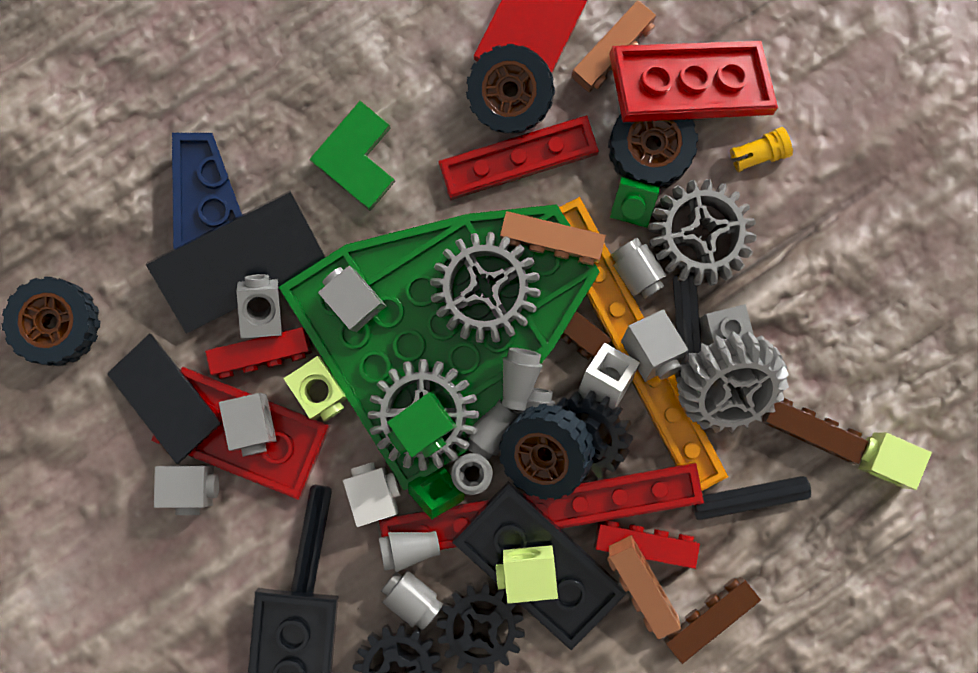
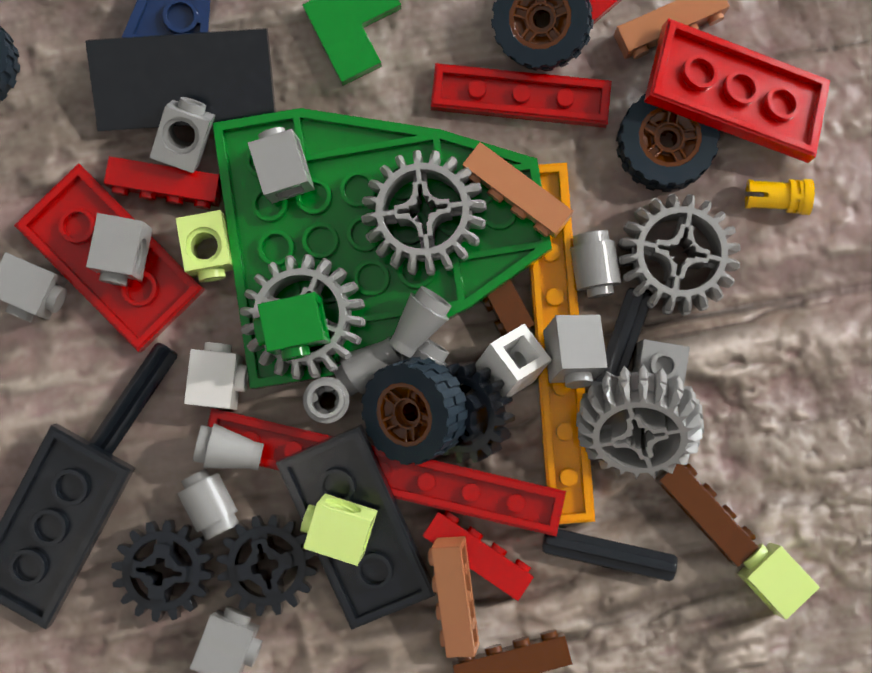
camera: 25 degrees right, 0 degrees up
(164, 398) = (46, 188): black piece -> none
(435, 492) = (281, 404): green plate -> none
(634, 202) = (621, 192): green plate -> none

